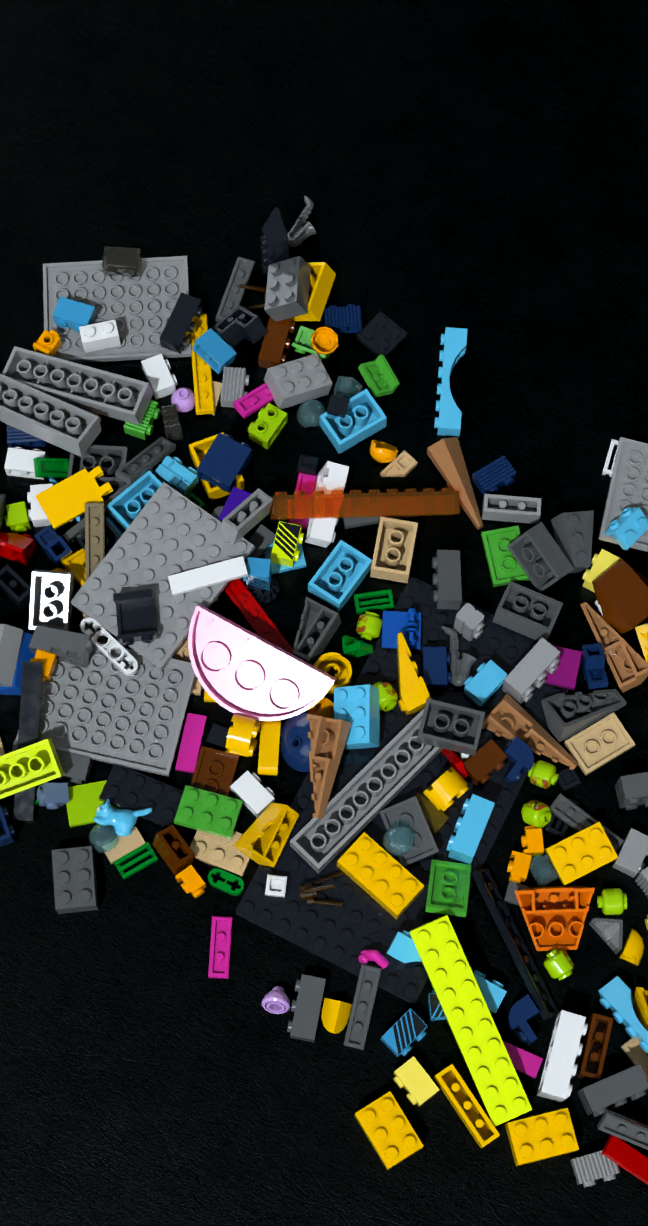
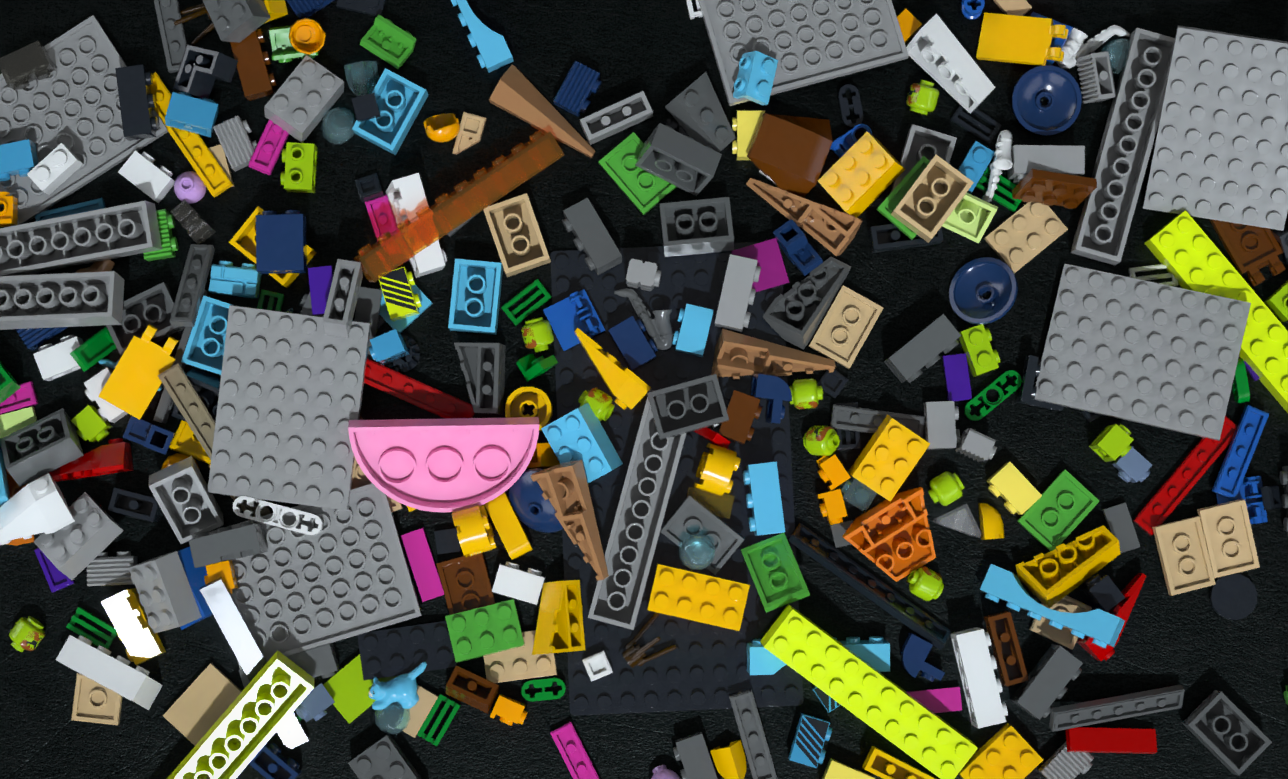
camera: 30 degrees left, 15 degrees up
(136, 616) = (290, 472): black panel -> none
(208, 575) = (339, 385): white tile -> none
(373, 955) = (737, 681): dark pink arm -> none

